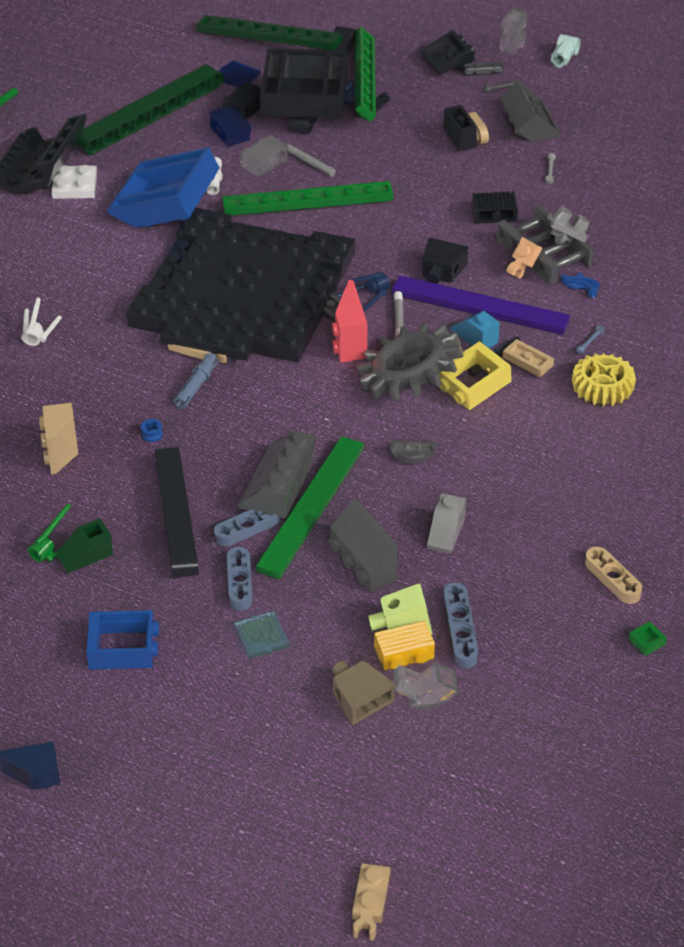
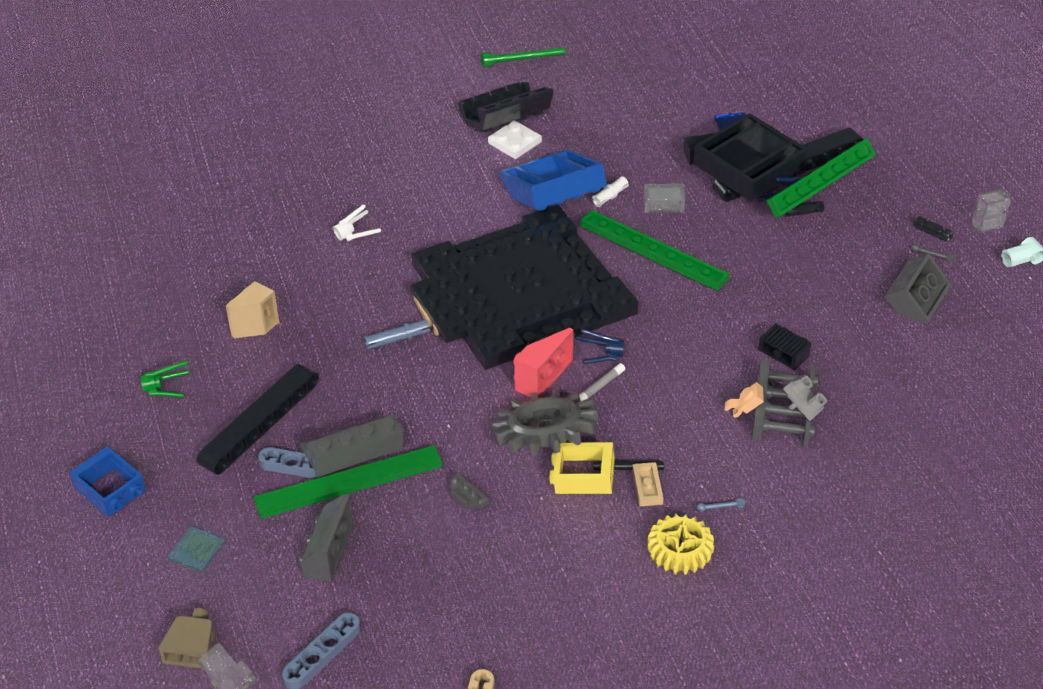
camera: 45 degrees right, 0 degrees up
(86, 546) = (173, 400): dark green slope -> none
(149, 109) = (632, 115): dark green beam -> none
(151, 430) = (324, 355): blue bush -> none
(229, 126) = (670, 160): clear blue brick -> none
(234, 586) = (231, 507): sand blue beam -> none
(269, 32) = (791, 105): dark green plate -> none
(311, 160) = (698, 222): light grey bar -> none
(401, 609) = (287, 610): yellowish green torso -> none
(404, 645) = (260, 633): yellow brick -> none
(443, 260) = (685, 362): black torso -> none
(446, 523) = (411, 566): light grey slope -> none
(448, 53) = (916, 199): black plate -> none
(460, 127) = (839, 264): black brick -> none
(475, 303) = (674, 419): dark purple tile -> none
(478, 328) = (638, 437): dark azure slope -> none
(482, 132) = (858, 269): tan plate -> none
(550, 179) = (868, 352): light grey hinge -> none
(581, 282) = (778, 454): blue piece -> none

